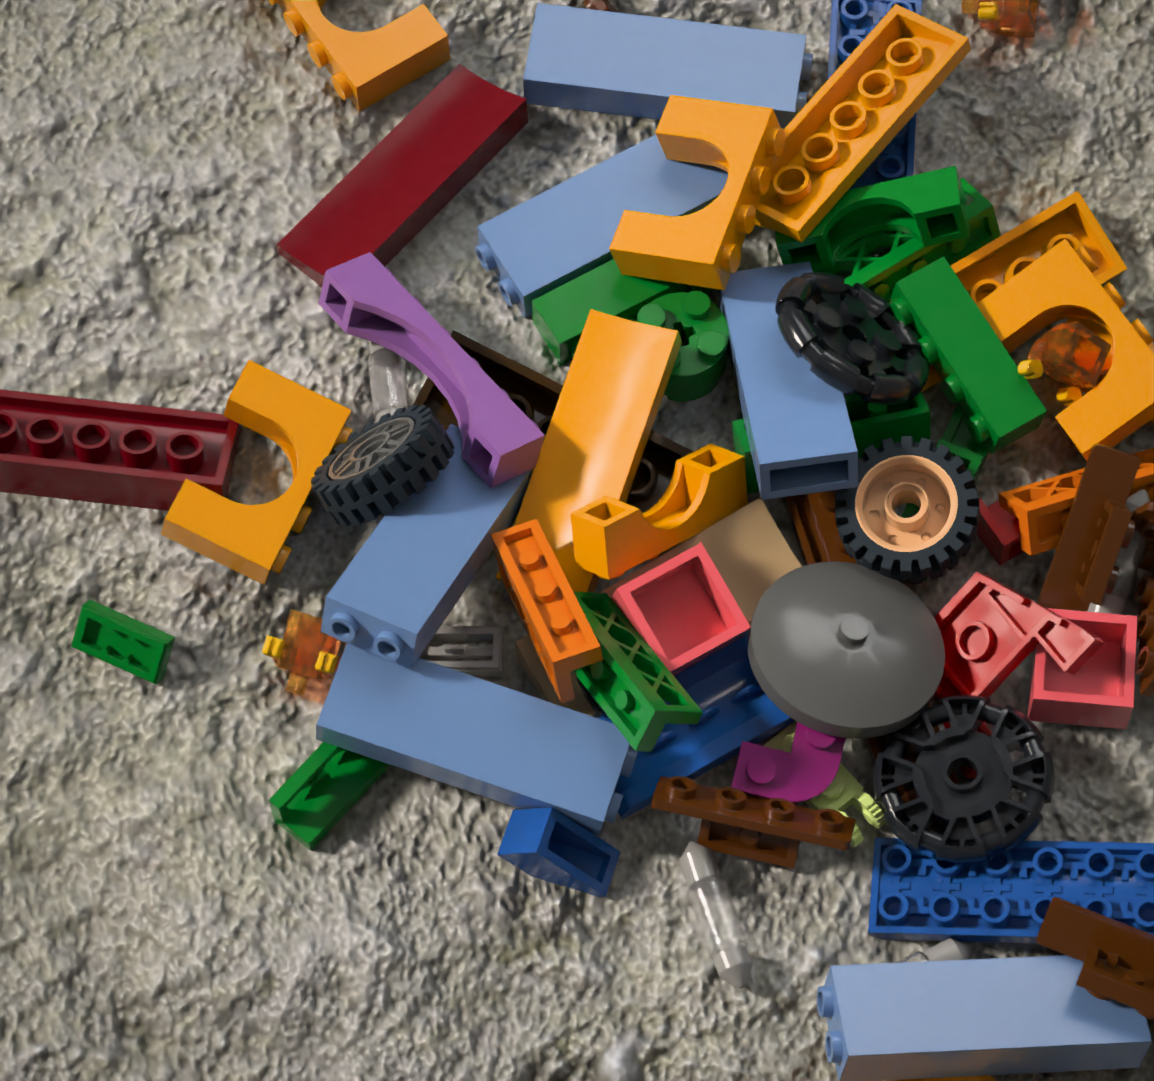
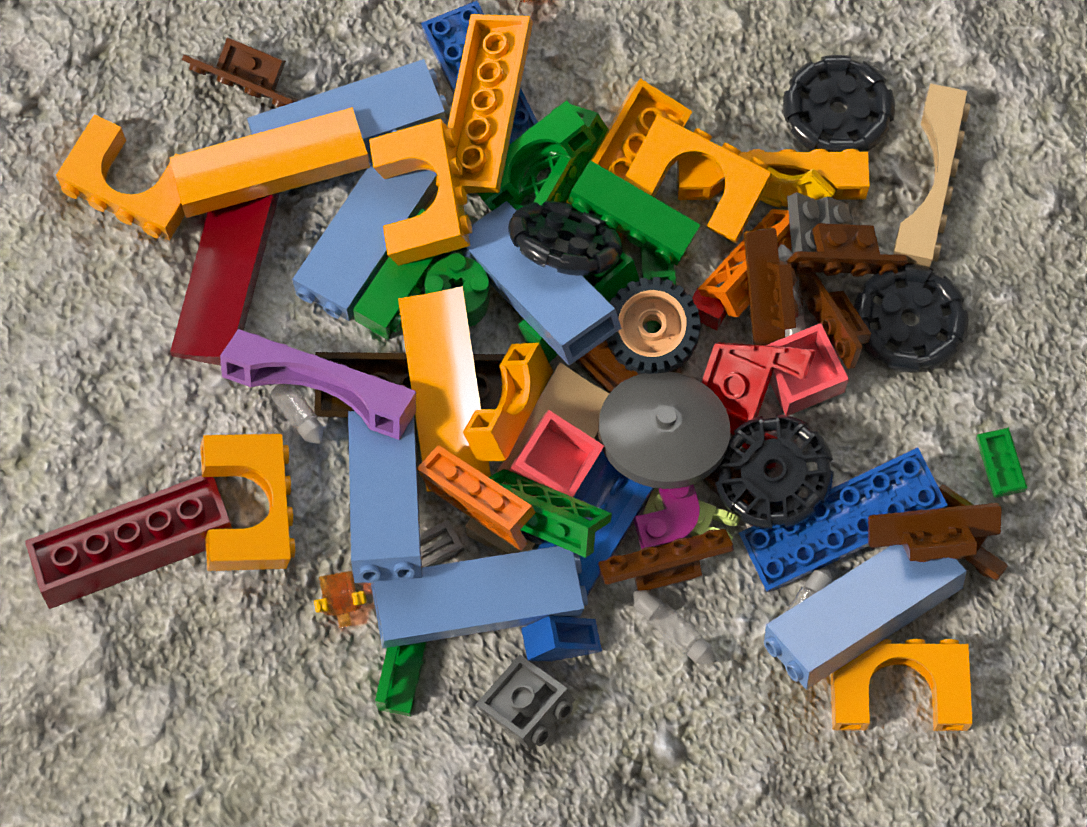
camera: 30 degrees left, 5 degrees up
(123, 641) = (223, 649): green plate -> none
(382, 465) = (326, 459): black wheel -> none
(465, 909) = (526, 703): none -> dark grey plate
(531, 68) = (269, 162): none -> light orange arch
(1068, 355) = (696, 184): clear orange piece -> none

